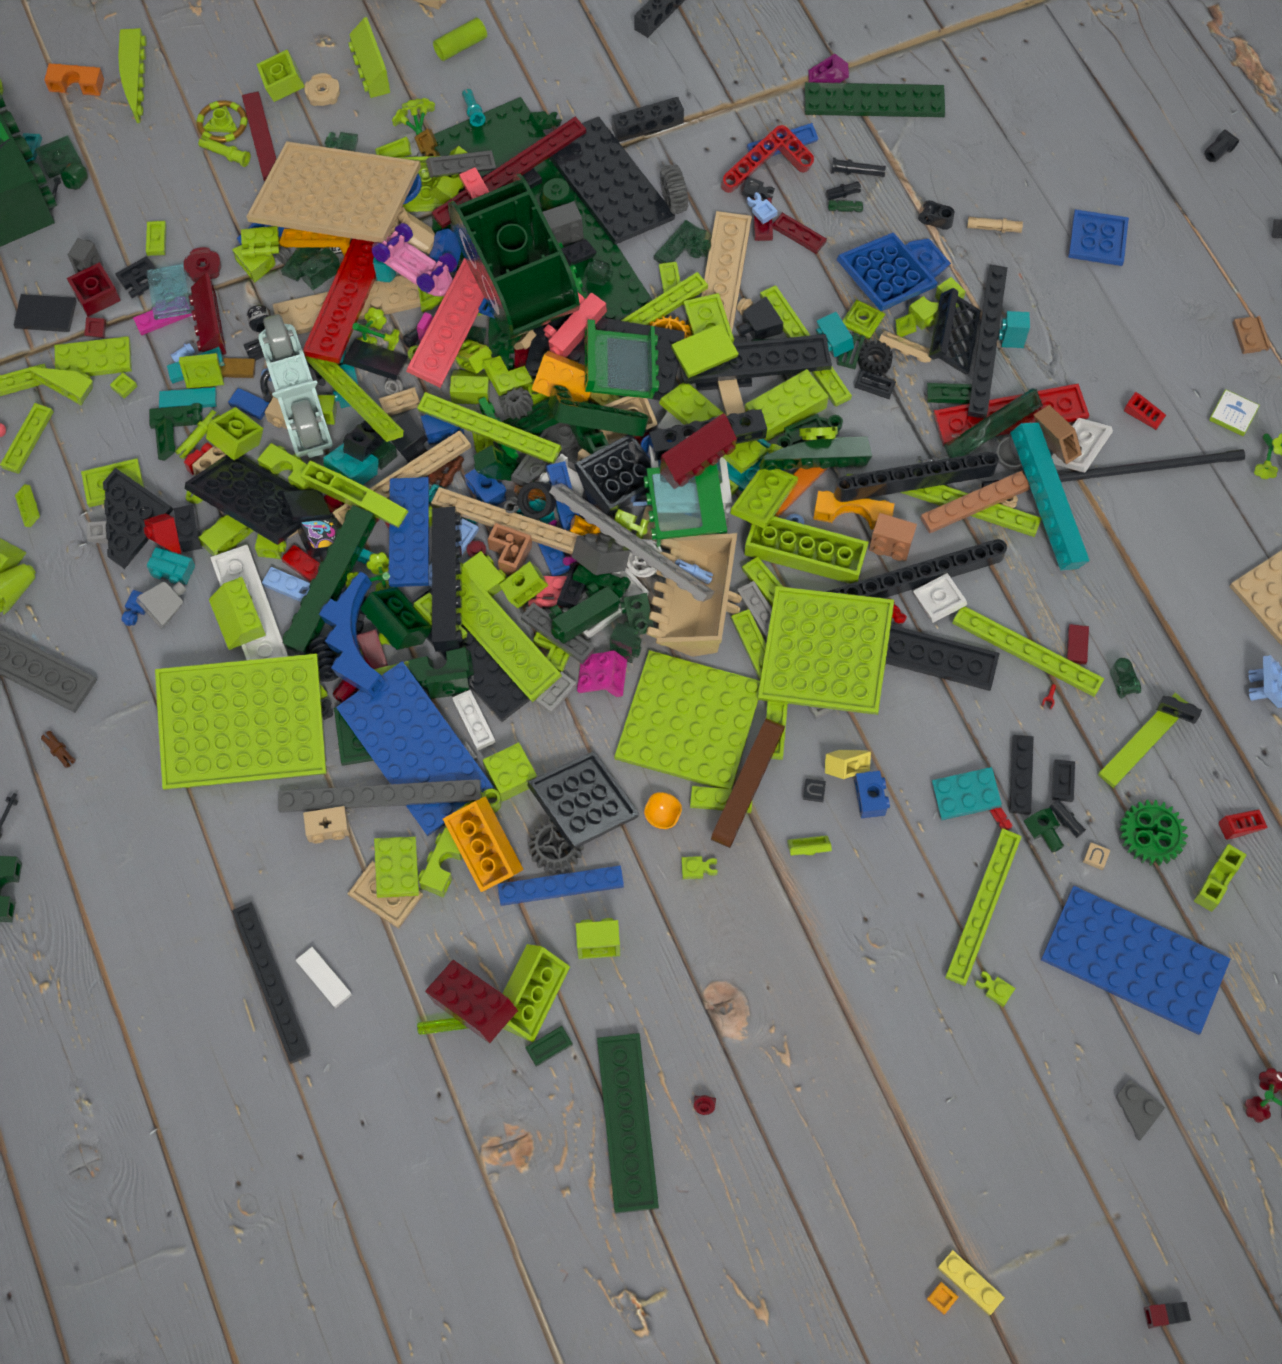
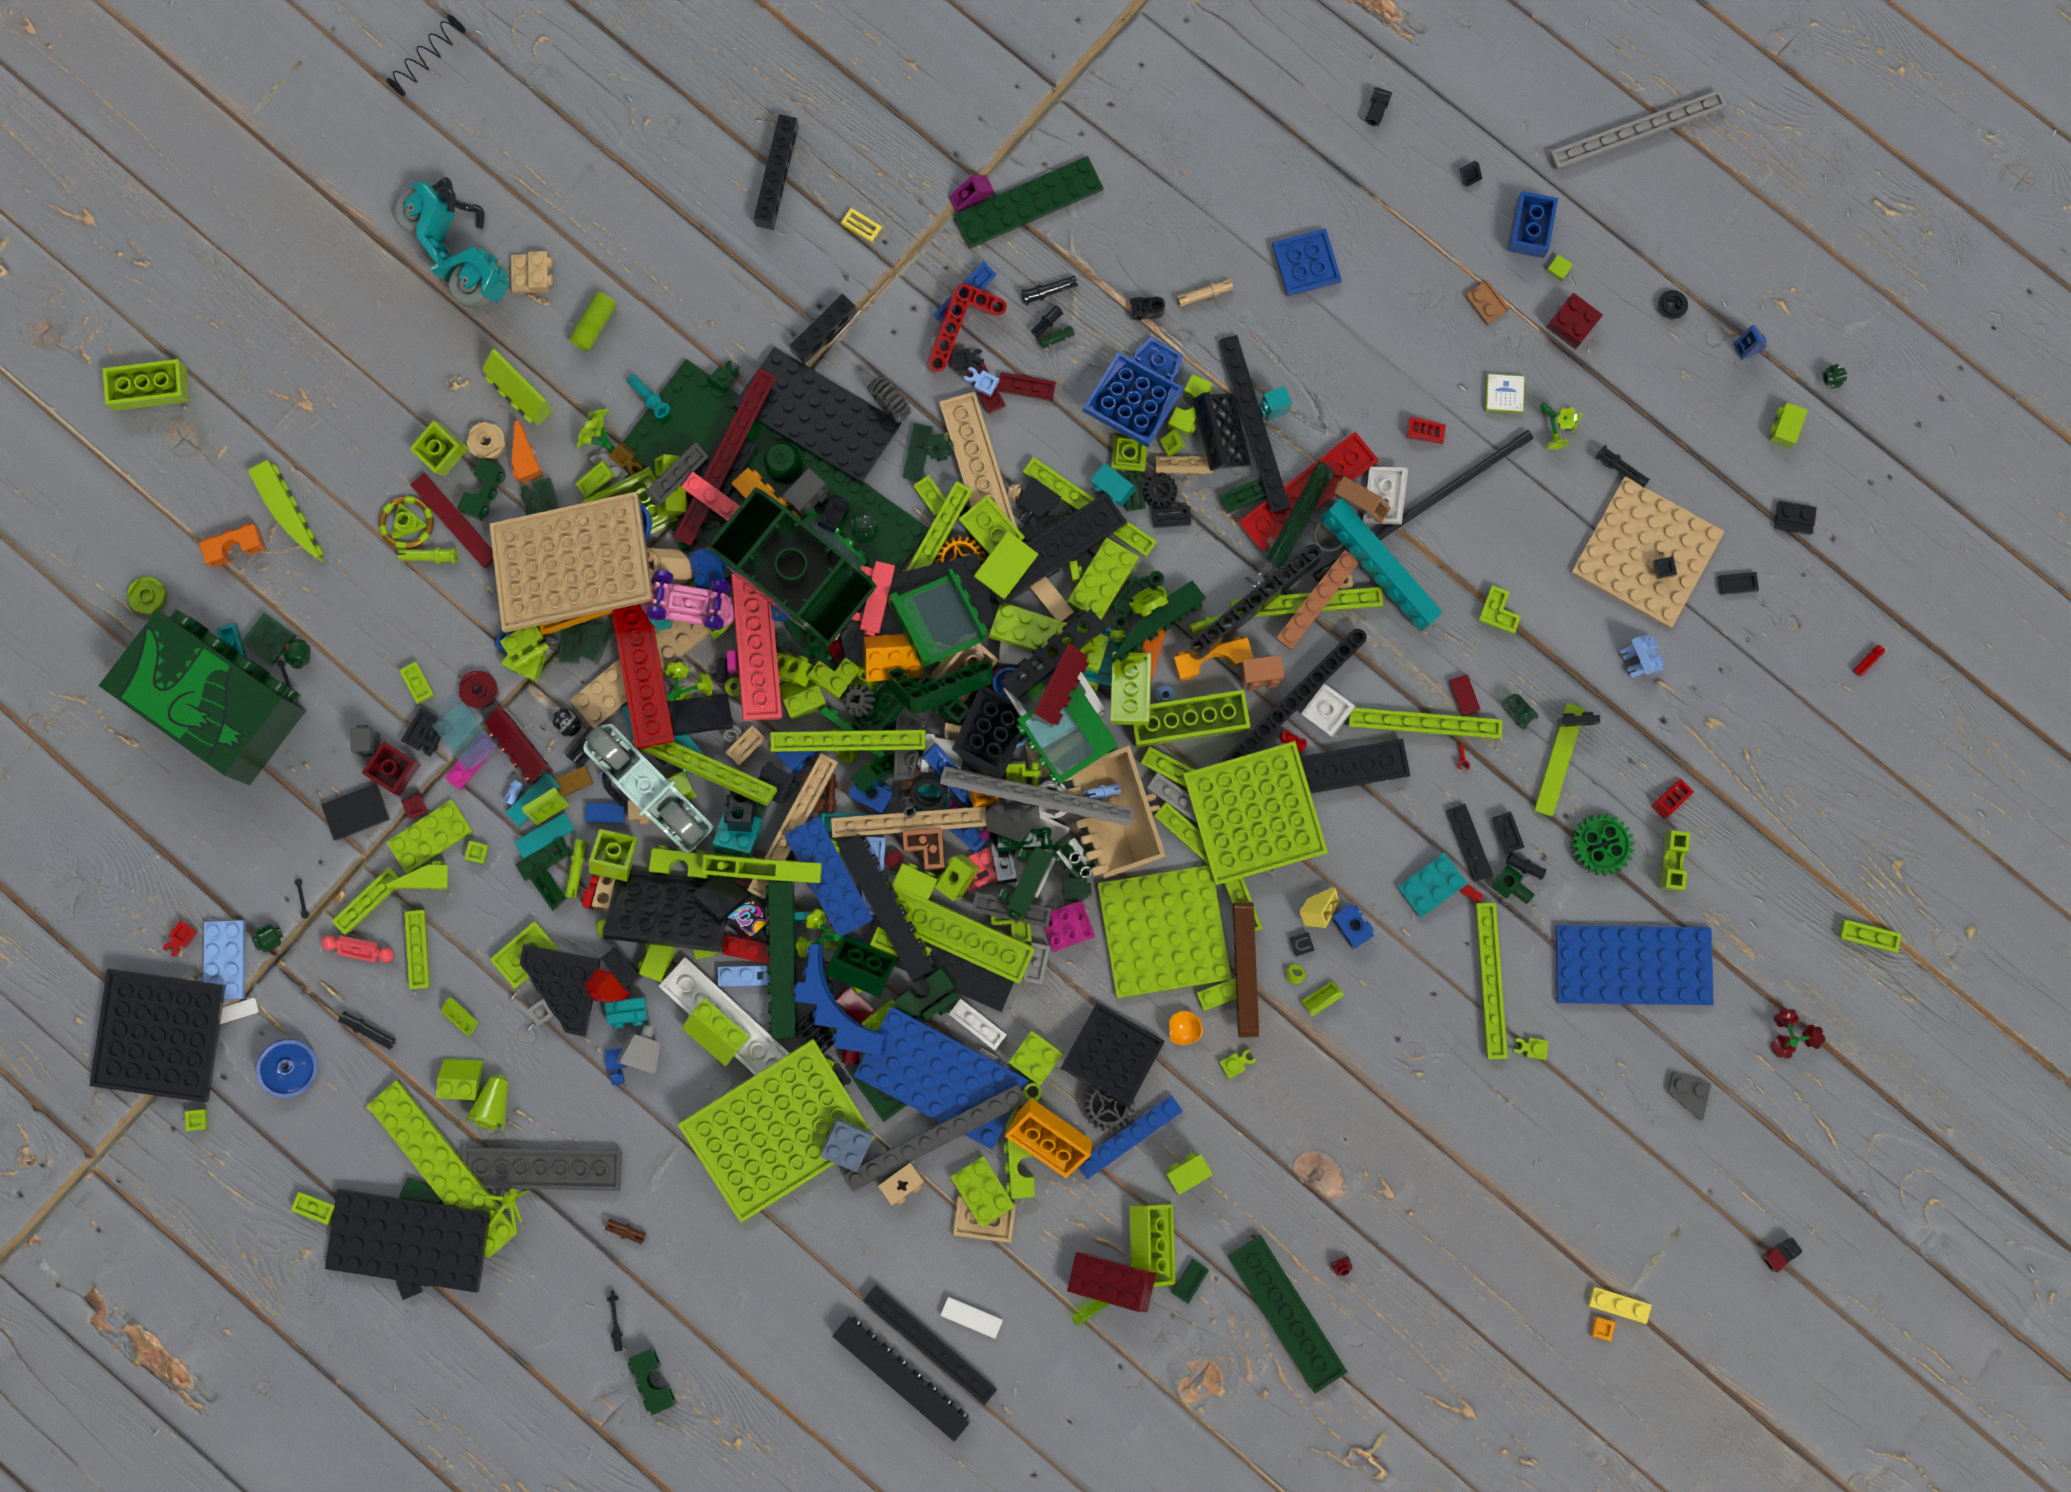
camera: 30 degrees left, 15 degrees up
(227, 999) = (901, 1378): none -> black brick
(288, 130) = (478, 504): none -> dark green arch
(295, 760) = (846, 1144): none -> sand blue brick
(344, 111) = (523, 457): none -> orange slope
(714, 57) = (874, 234): none -> light yellow tile
(765, 385) = (1075, 571): none -> lime plate
(790, 817) = (1293, 979): none -> lime piece
(1096, 856) = (1564, 888): tan tile -> none
(1139, 587) = (1494, 613): none -> lime plate

